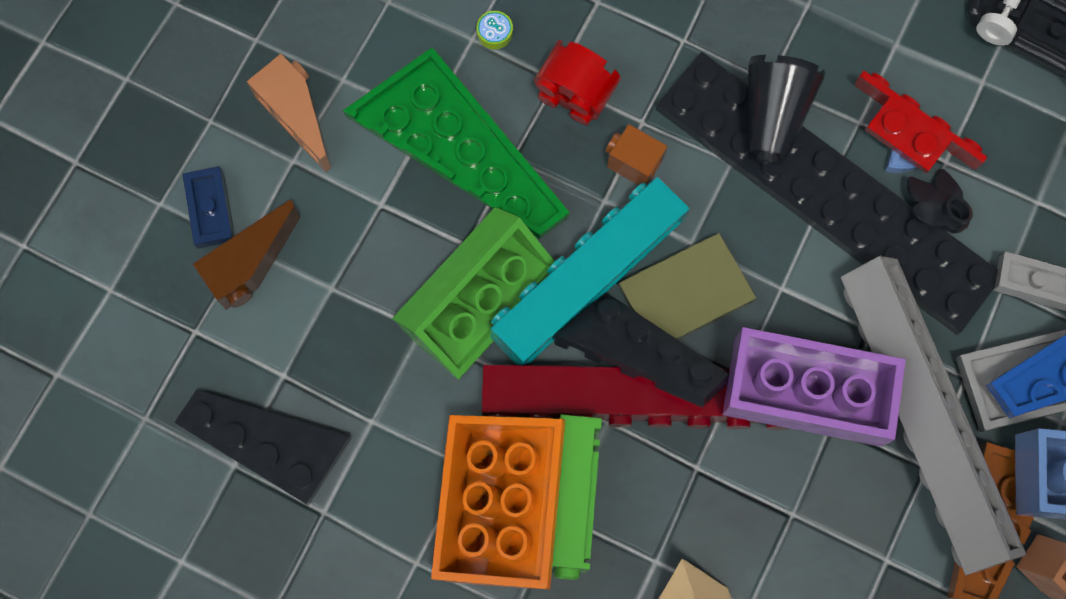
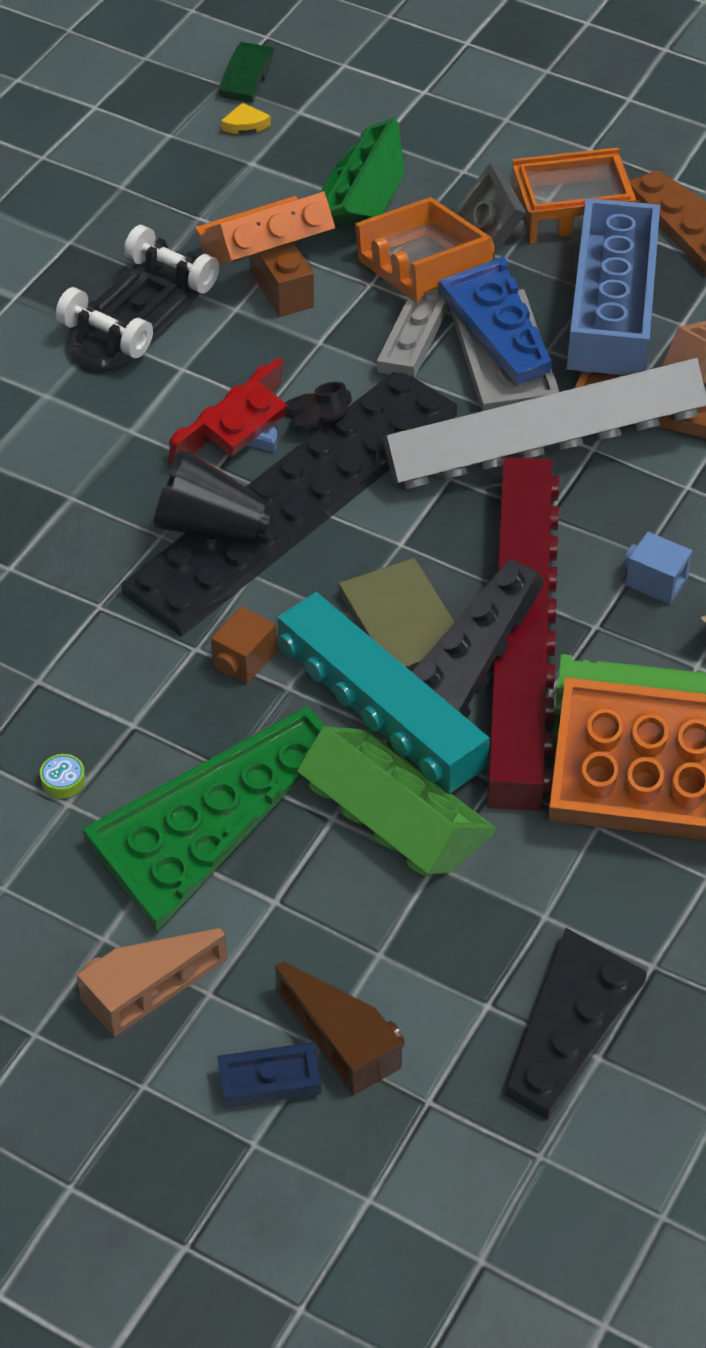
camera: 85 degrees left, 25 degrees down
(576, 81) = (152, 684): red brick -> none
(763, 523) = (657, 567): none -> medium blue brick
(814, 387) = (526, 490): medium lavender brick -> none

